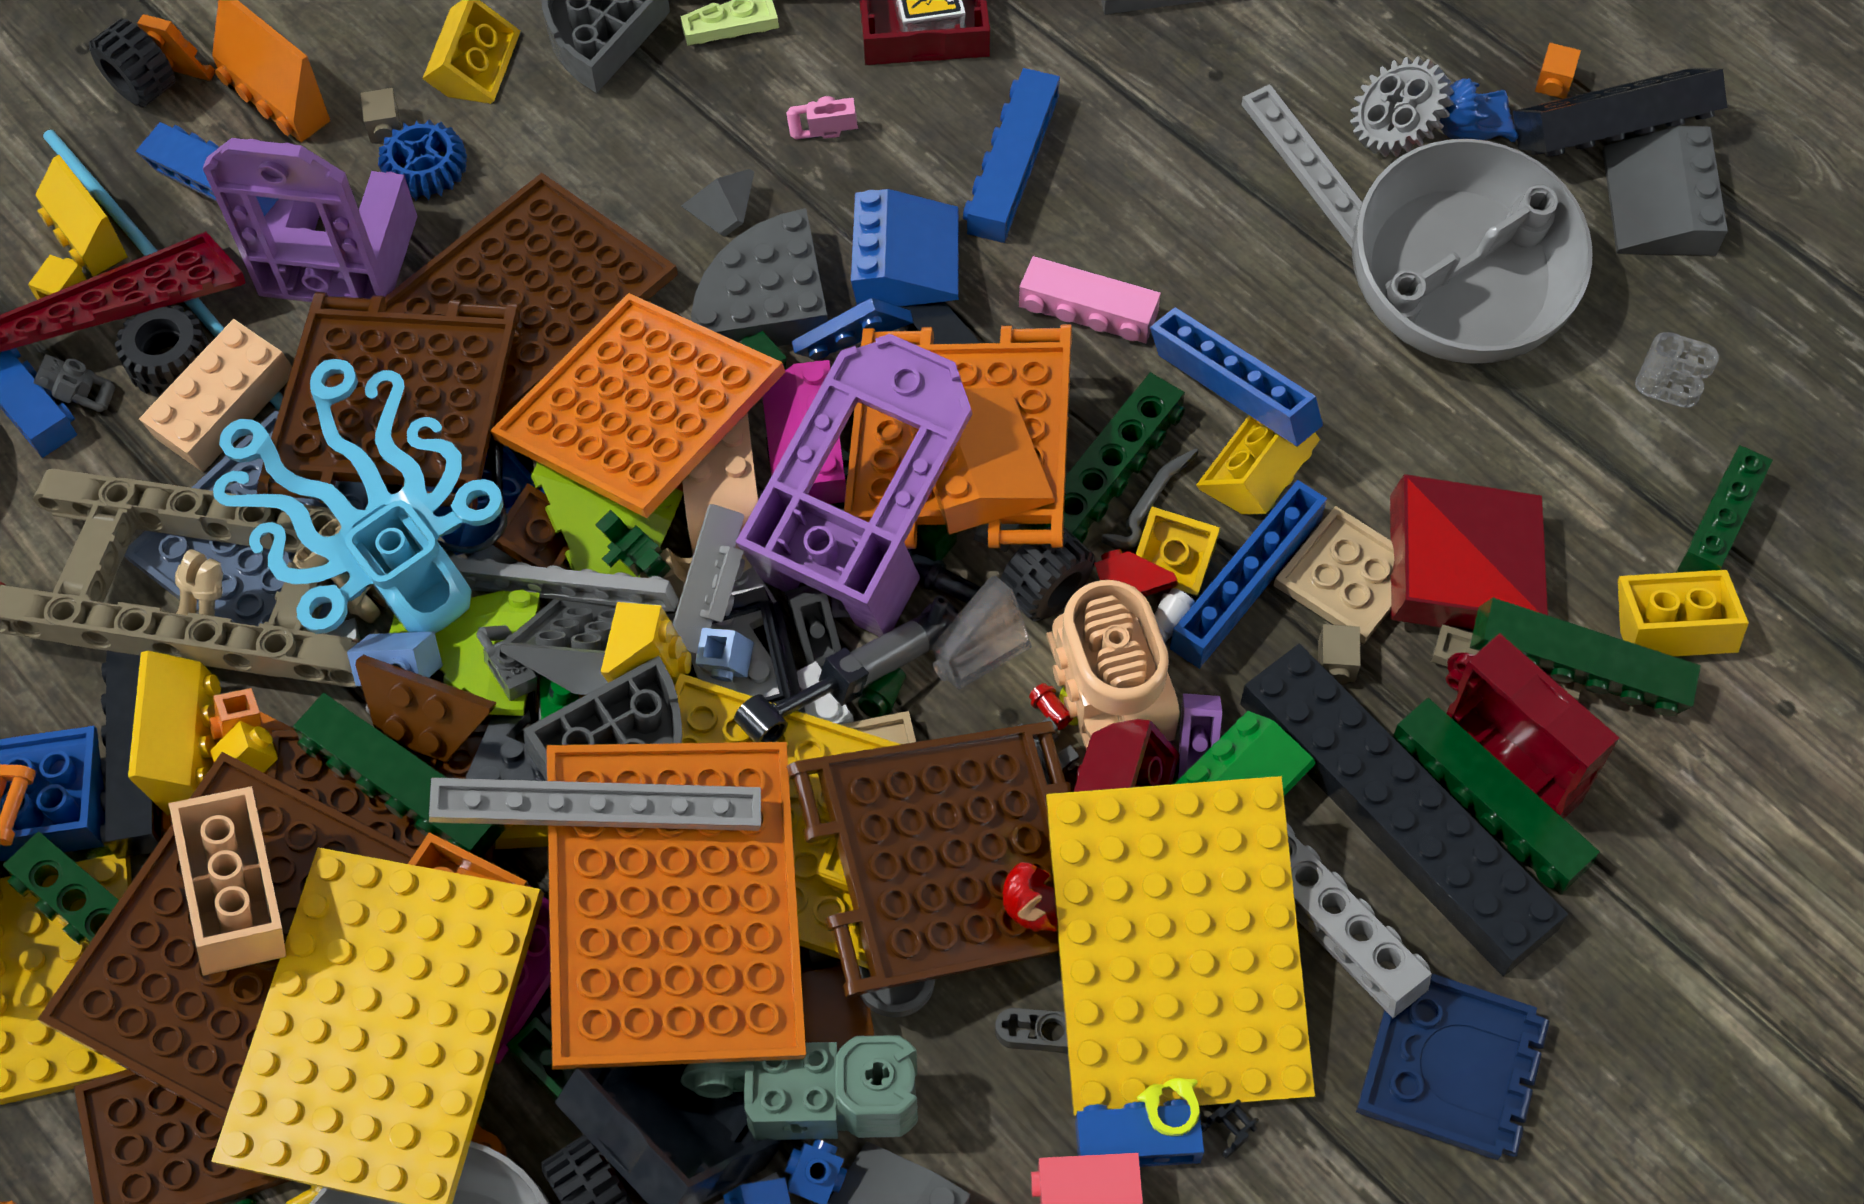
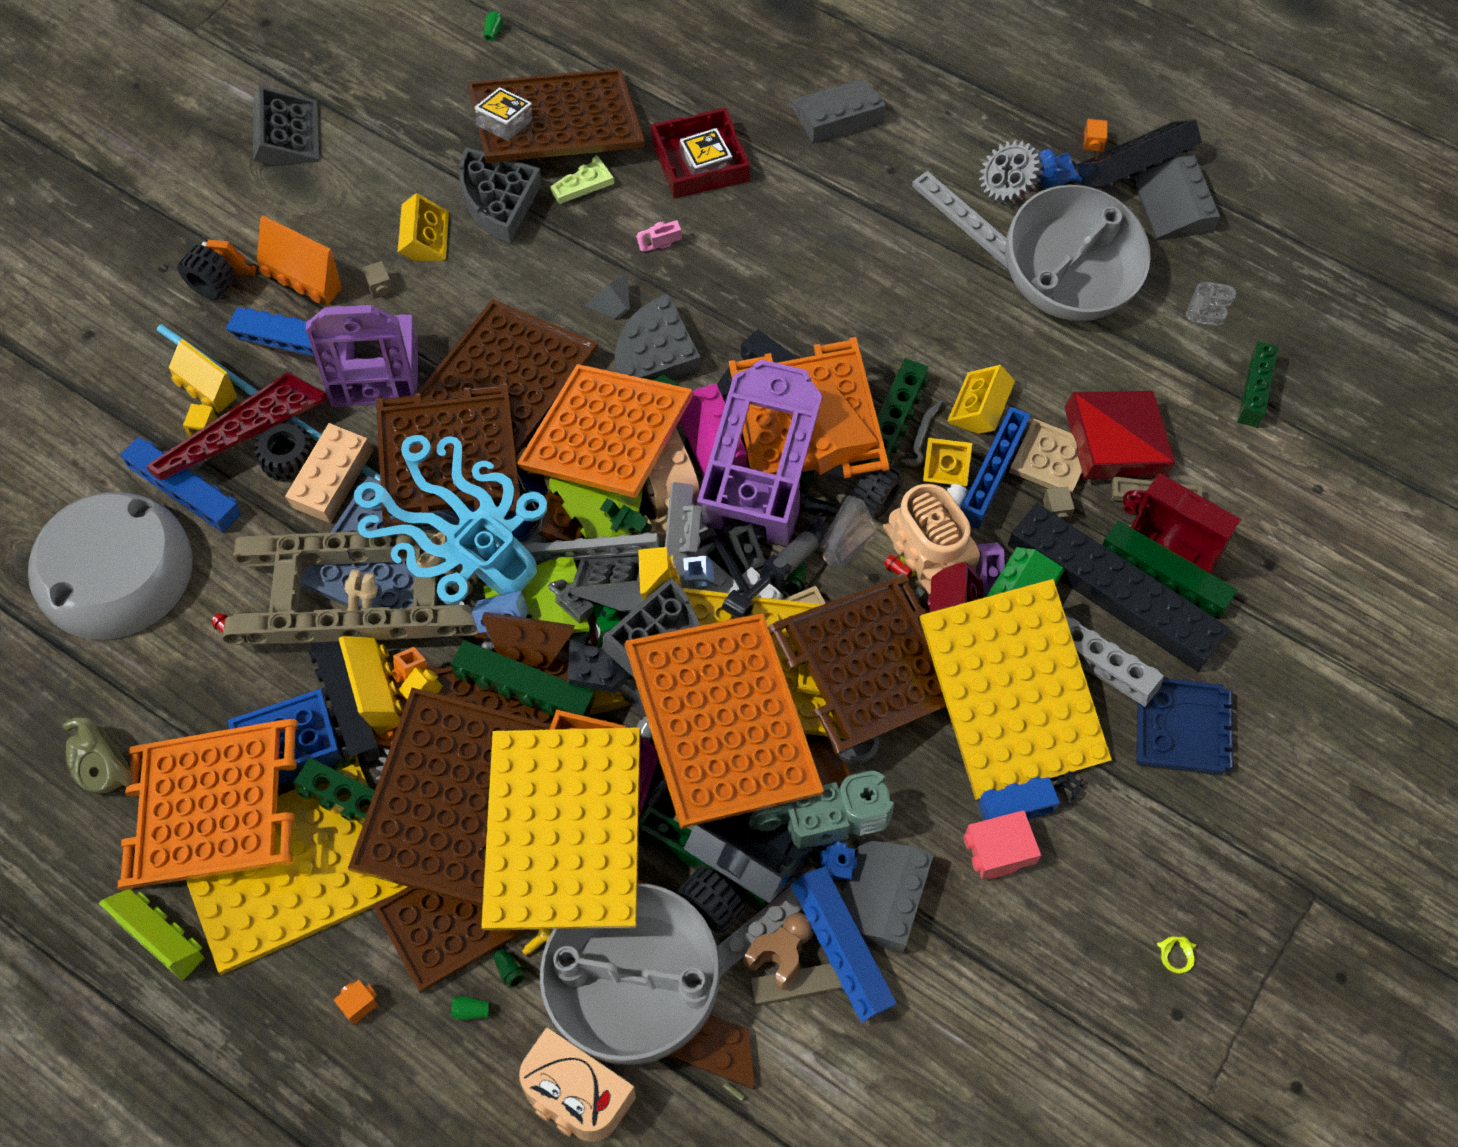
camera: 15 degrees left, 0 degrees up
(73, 382) = (231, 481): dark grey piece -> none
(227, 880) = (448, 760): light nougat brick -> none
(419, 149) = (410, 298): blue gear -> none
(594, 804) = (665, 669): light grey plate -> none
(848, 328) = (717, 362): blue wing -> none
(904, 249) = (735, 309): blue slope -> none
(1012, 156) = (783, 240): blue brick -> none
(1022, 1039) = (933, 750): dark grey beam -> none
(1028, 899) = (923, 679): red hair -> none
(1089, 299) = (854, 320): bright pink brick -> none
(1135, 571) = (928, 476): red slope -> none
(1185, 1089) = (1039, 769): neon yellow piece -> none
(1237, 376) = (959, 351): blue brick -> none
(1591, 657) = (1205, 479): dark green brick -> none
(1682, 612) = (1247, 445): yellow slope -> none

